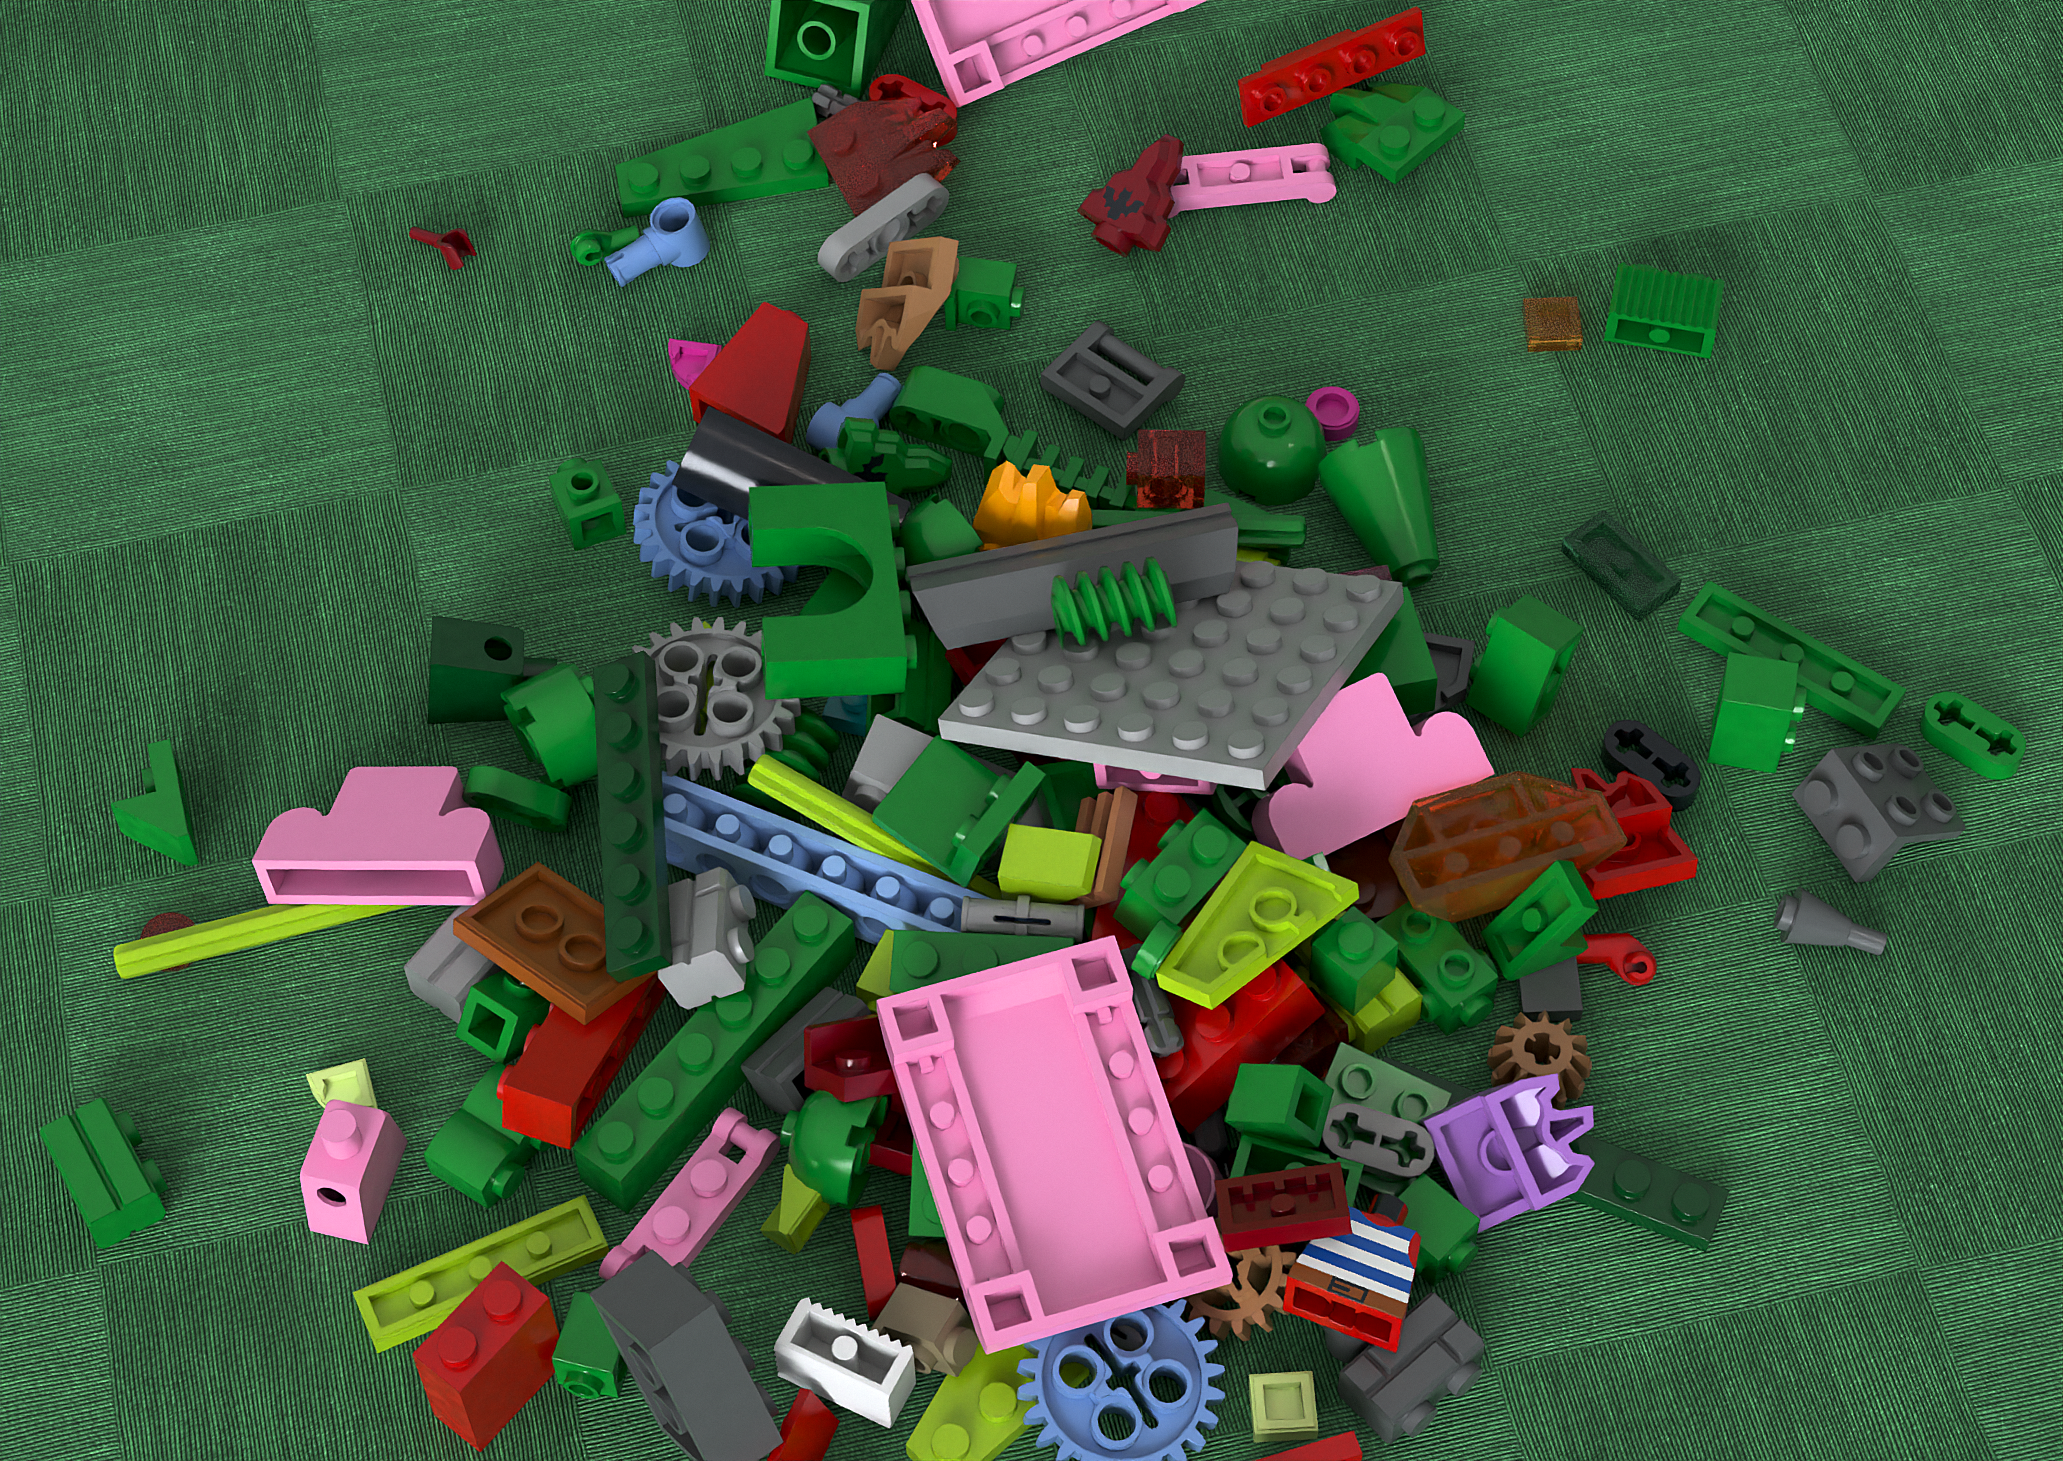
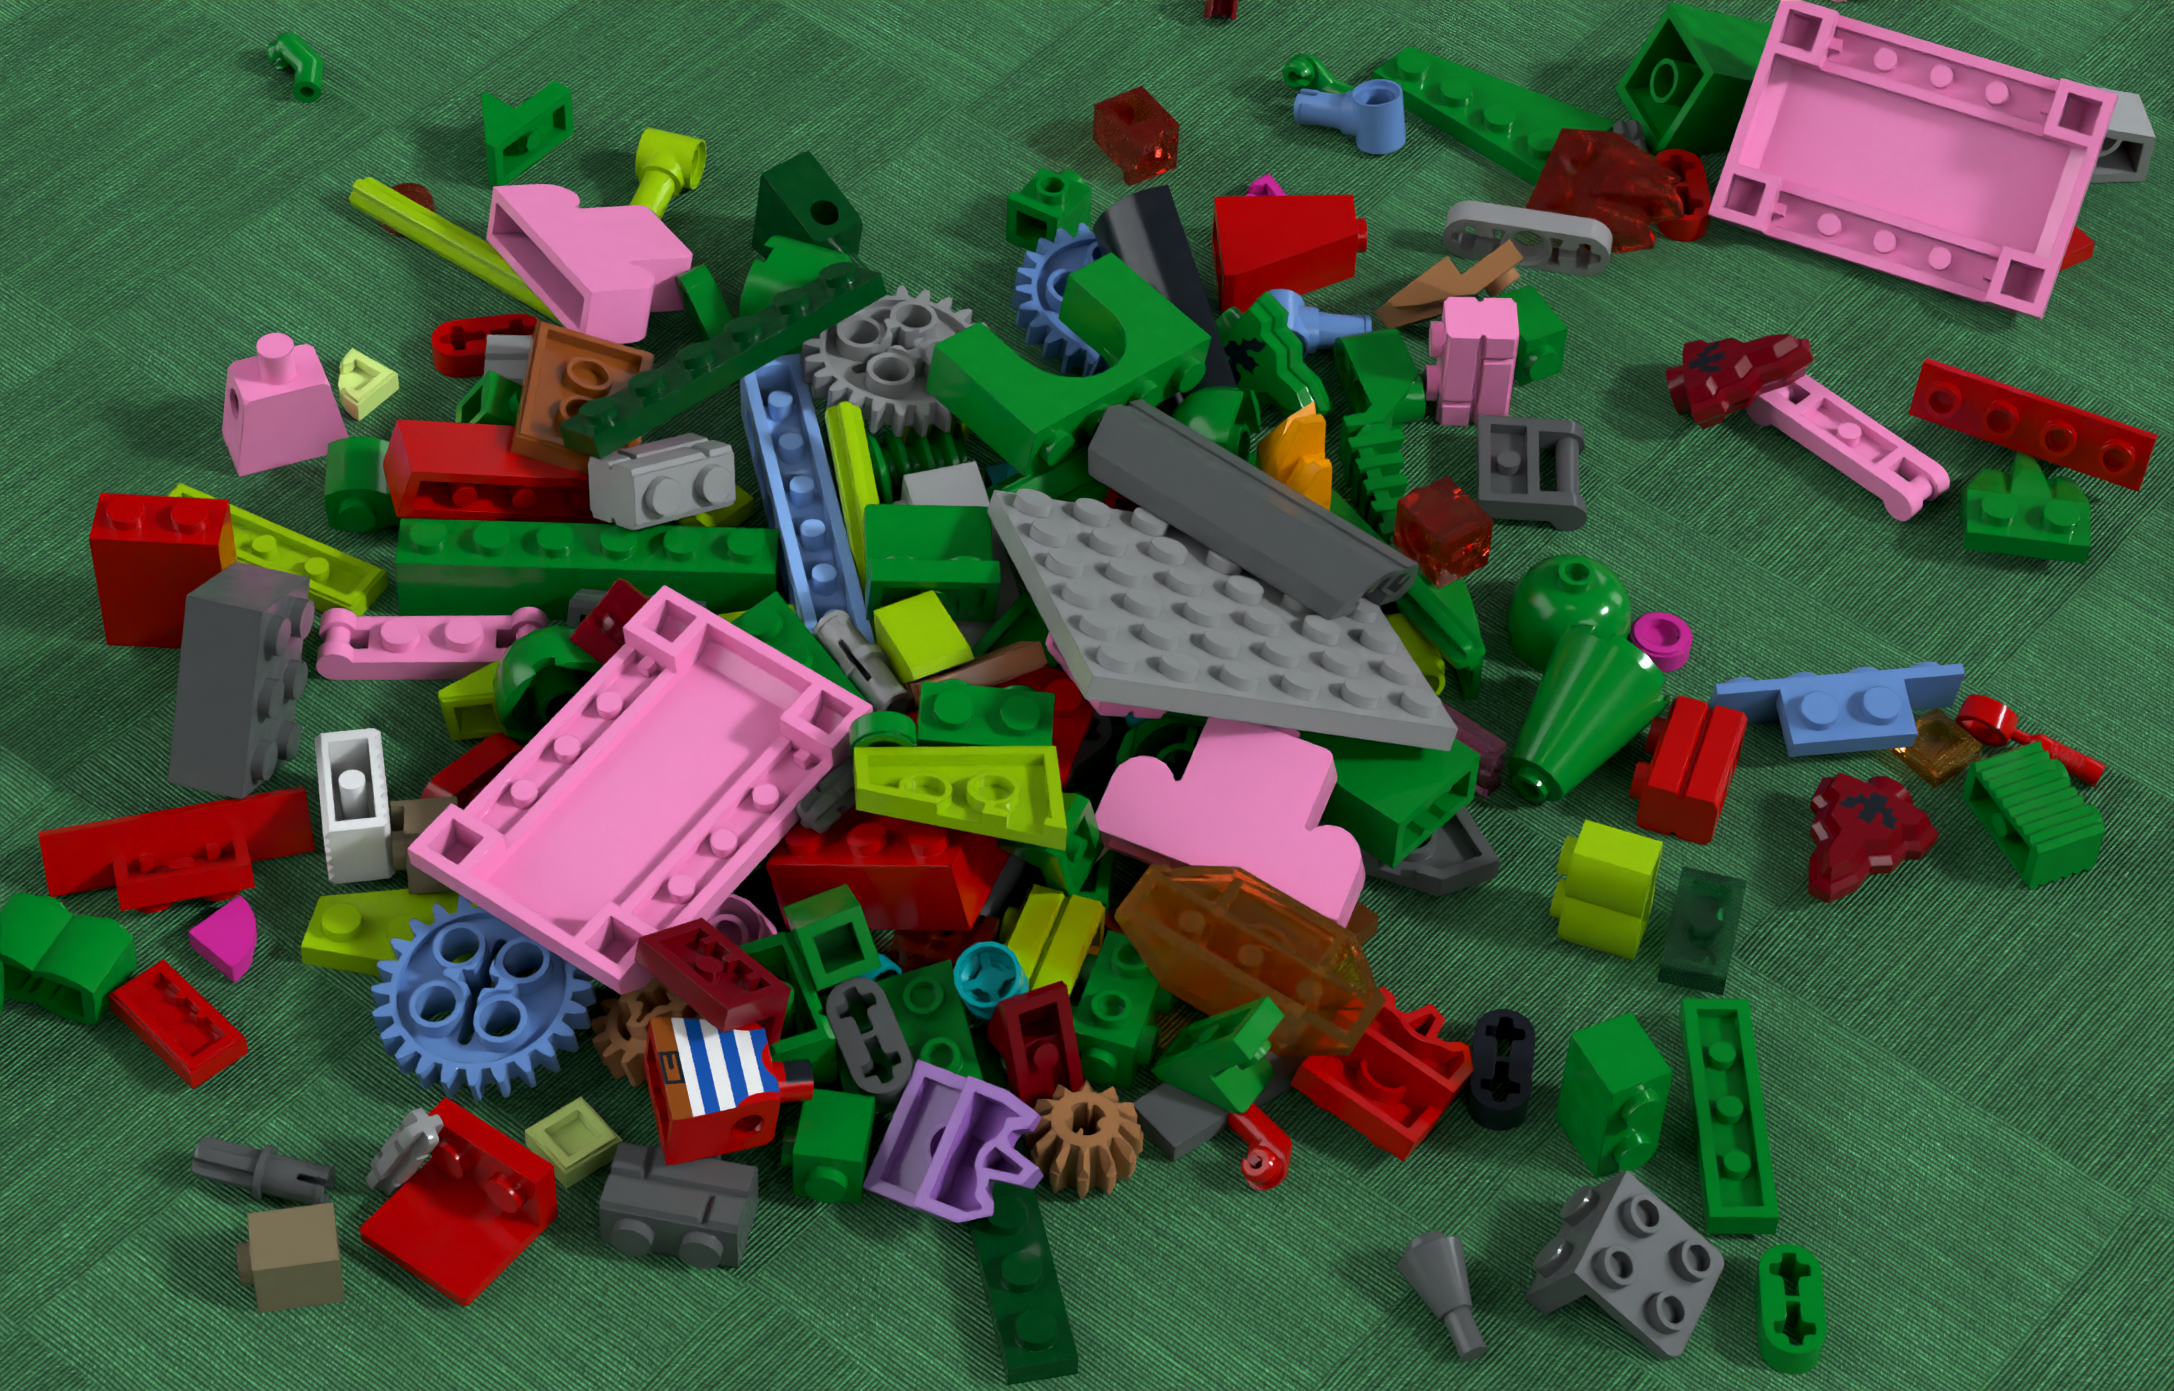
camera: 50 degrees right, 10 degrees down
(104, 1172) = (162, 281): green brick -> none
(301, 725) = (665, 166): none -> lime pin
(378, 970) = (472, 336): none -> red beam
(555, 393) = (1136, 134): none -> clear red brick
(1003, 336) = (1474, 359): none -> bright pink brick
(1111, 601) = (1216, 530): green piece -> none
(1352, 959) = (1035, 913): green brick -> none
(1399, 1022) = (986, 969): none -> teal wheel
(1448, 1034) = (1037, 1042): none -> dark red slope
(1478, 475) = (1689, 770): none -> red brick
(1498, 353) = (1843, 709): none -> medium blue bracket
(1523, 664) = (1492, 893): green brick -> none
(1572, 275) = (1996, 724): none -> red piece
(1576, 581) = (1606, 888): none -> lime brick
(1605, 416) = (1862, 833): none -> dark red rock

